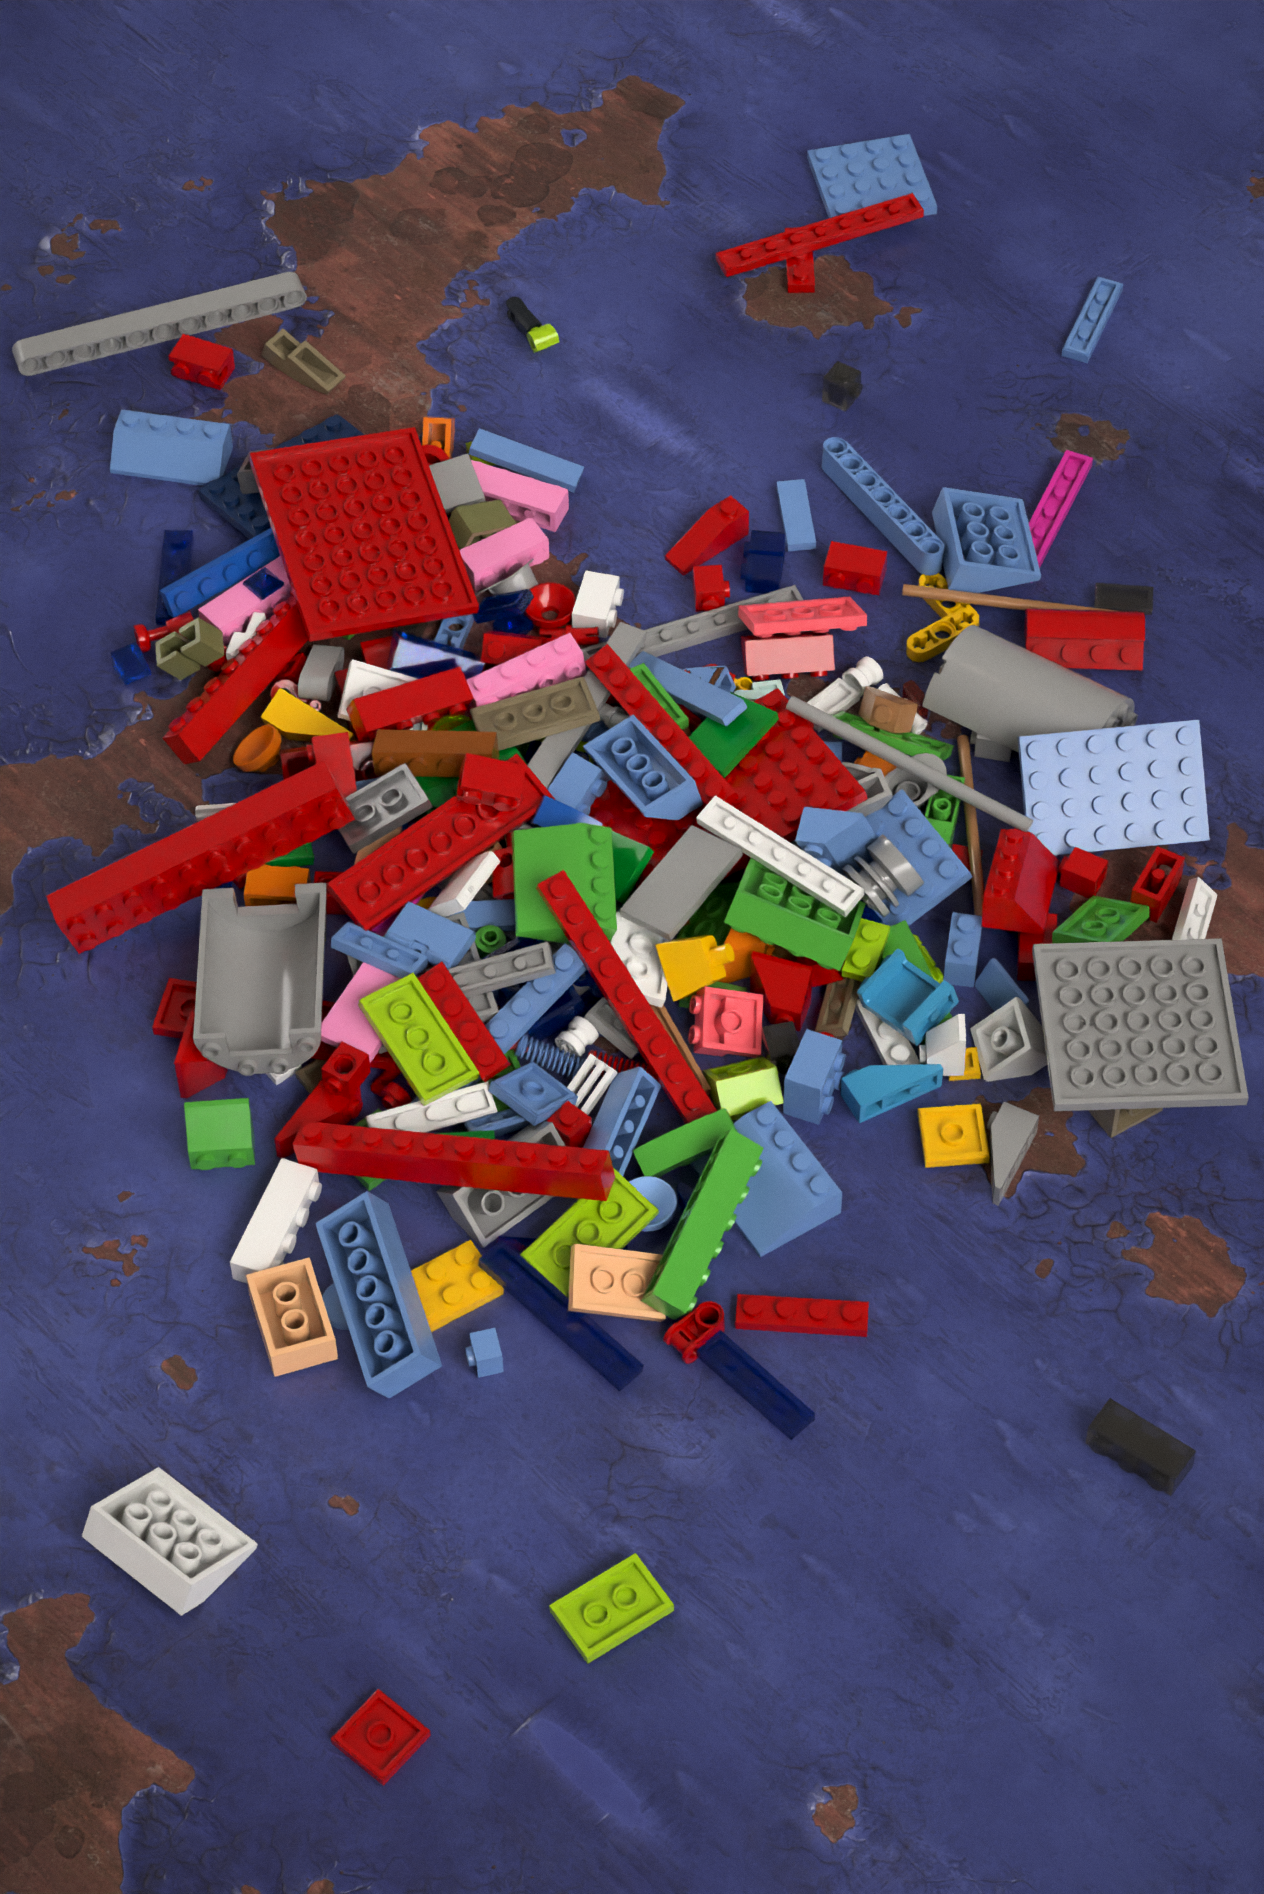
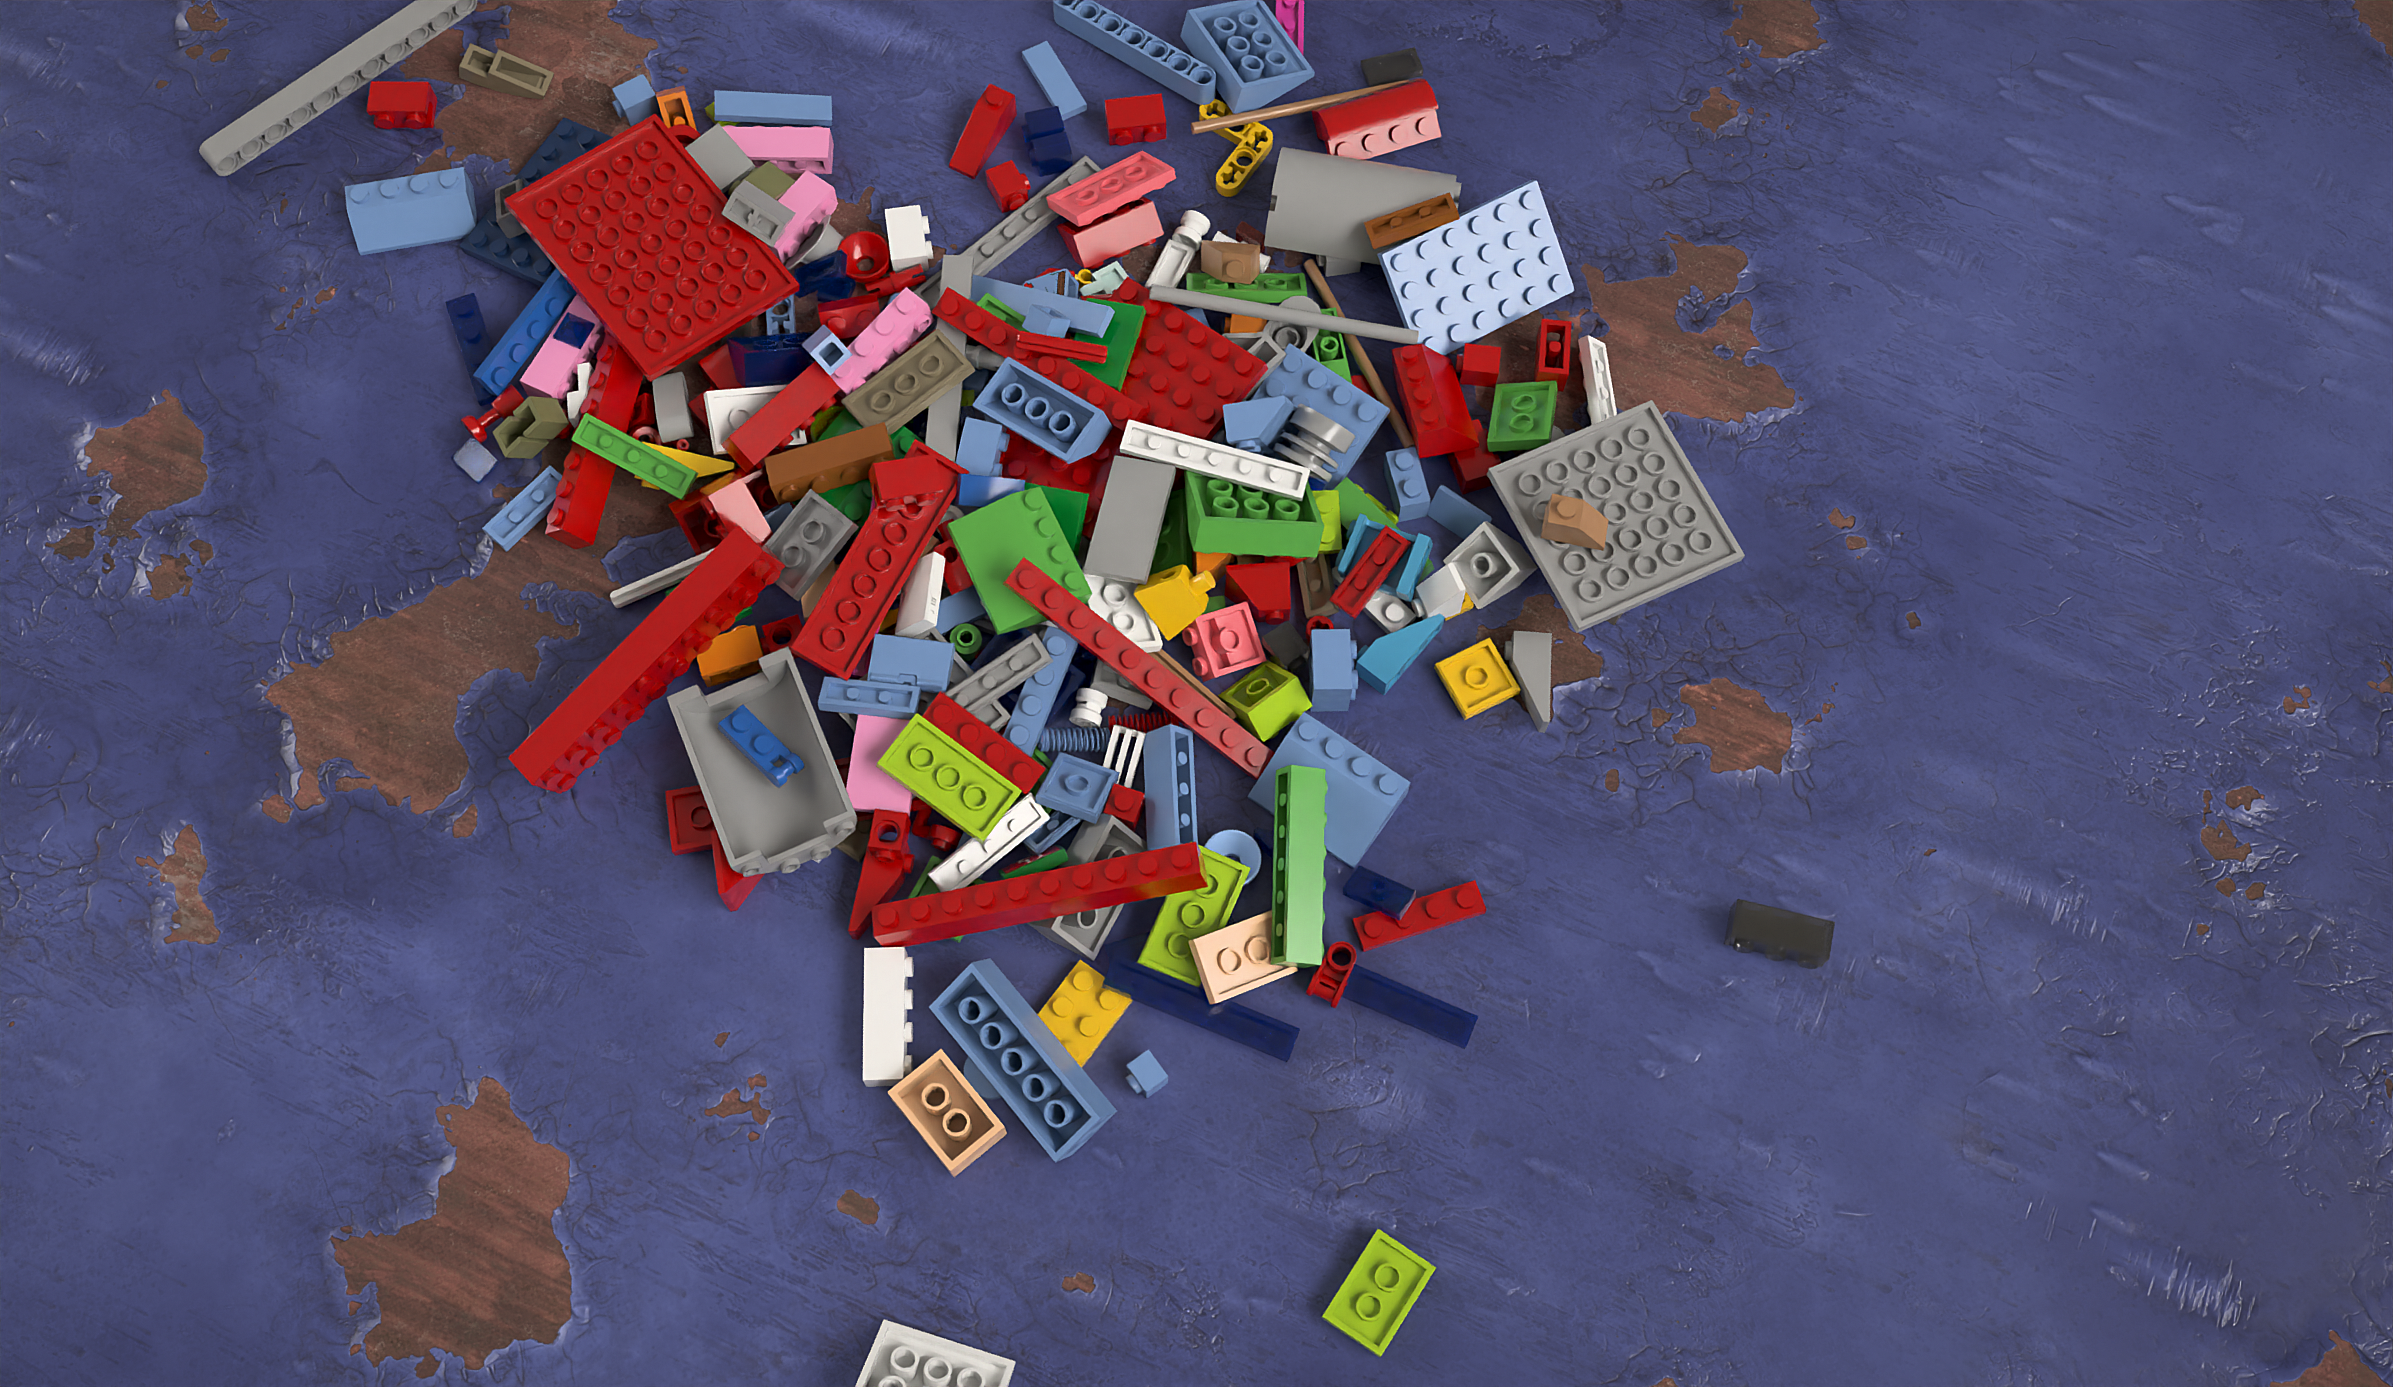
camera: 25 degrees left, 15 degrees up
(151, 717) = (524, 510): none -> medium blue plate
(220, 1133) = (792, 946): bright green slope -> none
(258, 750) = (641, 509): orange piece -> none
(266, 961) = (760, 745): none -> blue plate
(267, 696) = (634, 456): none -> bright green plate
(406, 414) = (635, 100): none -> medium blue brick
(467, 535) = (758, 213): none -> light grey hinge
(474, 660) = (827, 349): none -> medium blue brick
(680, 699) = (1046, 321): none -> medium blue plate
(683, 1144) = (1242, 785): bright green slope -> none
(684, 721) = (1061, 347): none -> red axle
(771, 1279) = (1379, 892): none -> clear blue plate
(887, 1004) = (1370, 572): none -> red tile
(1061, 717) = (1411, 220): none -> dark orange plate
(1090, 1011) = (1574, 523): none -> medium nougat slope

